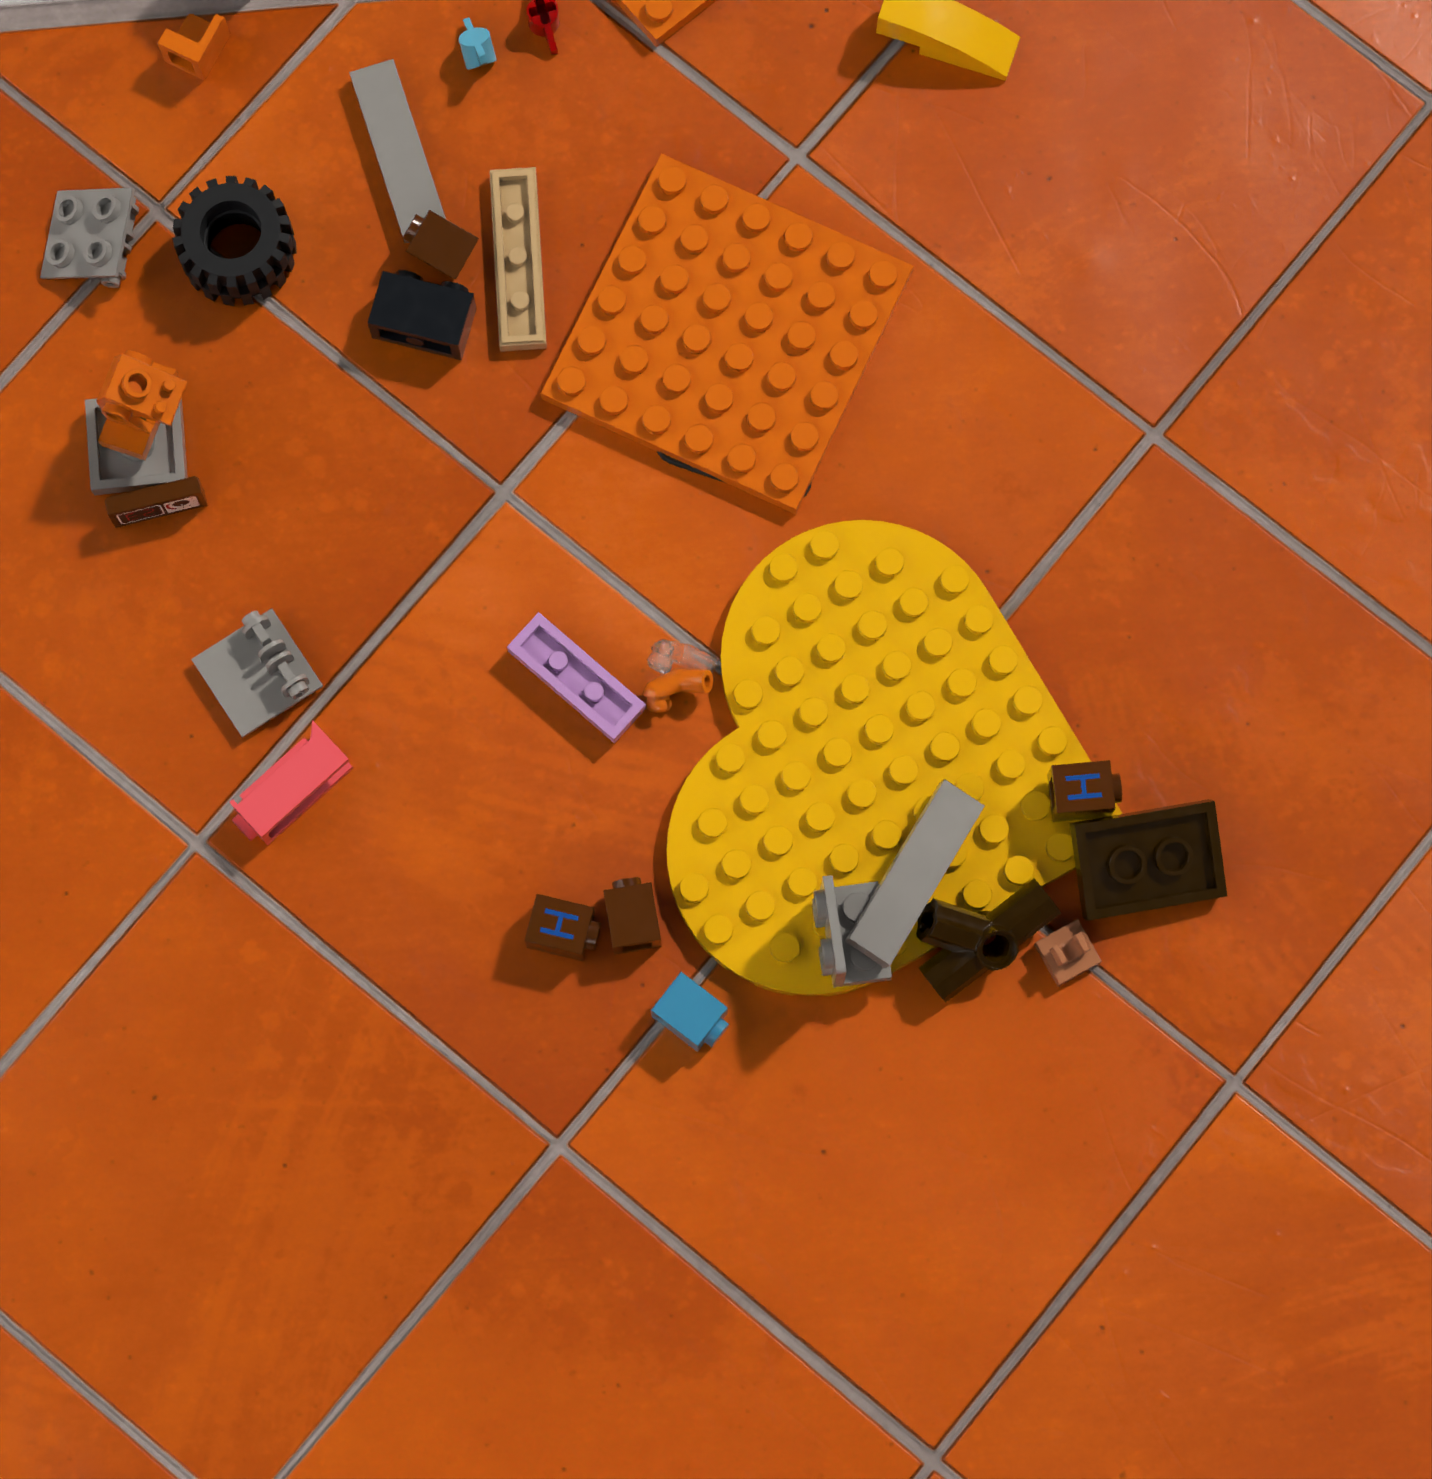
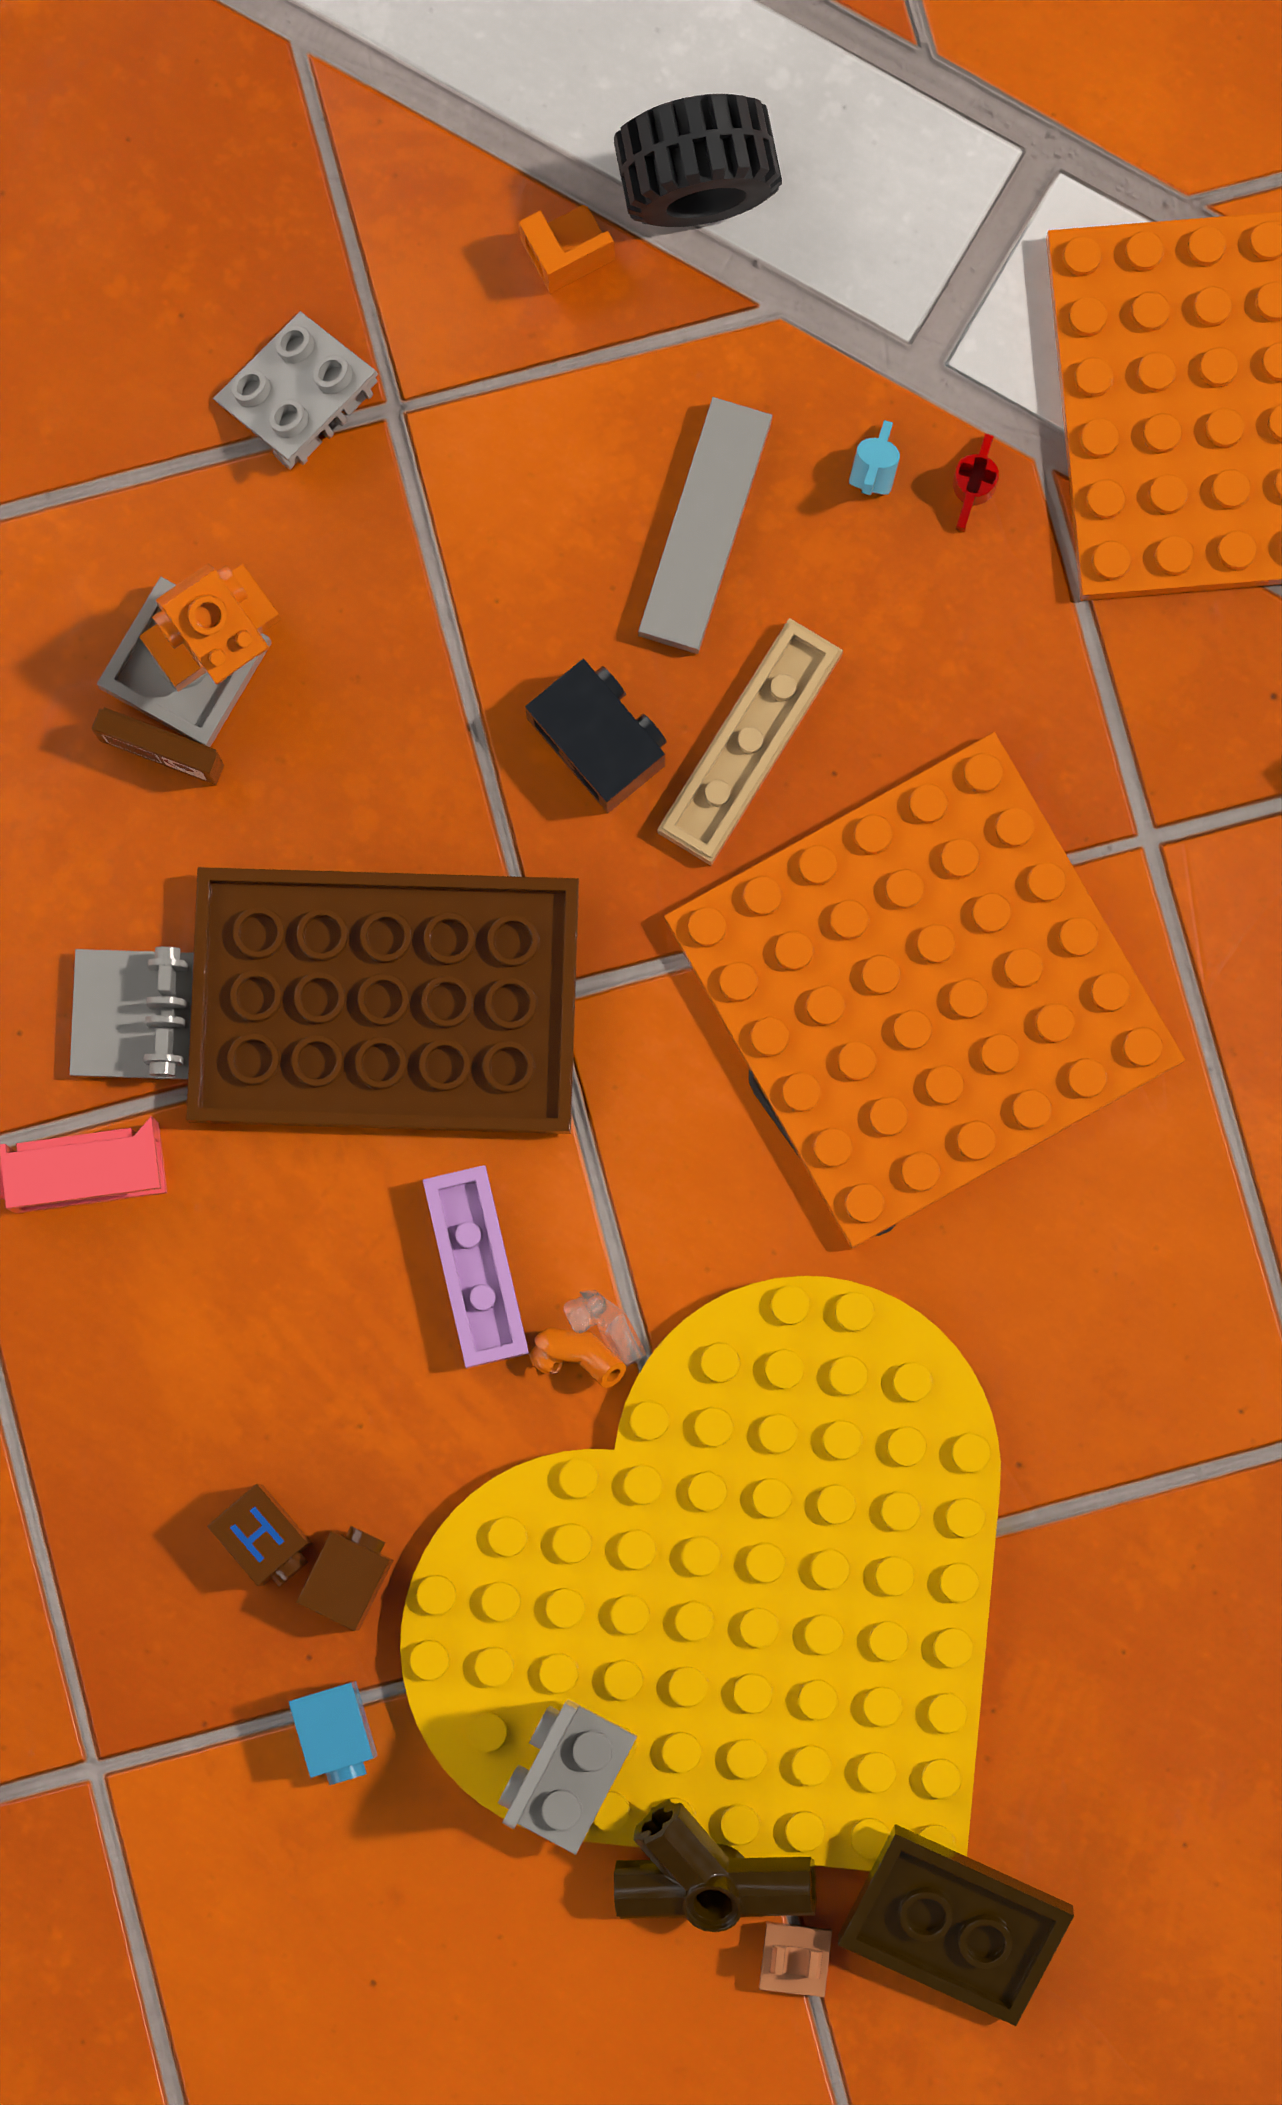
camera: 40 degrees right, 5 degrees up
(218, 209) = (439, 458): black tyre -> none
(405, 559) = (383, 1000): none -> reddish brown plate
(439, 243) = (670, 668): reddish brown brick -> none
(914, 874) = (681, 1759): light grey tile -> none
(1083, 791) = (936, 1800): reddish brown brick -> none

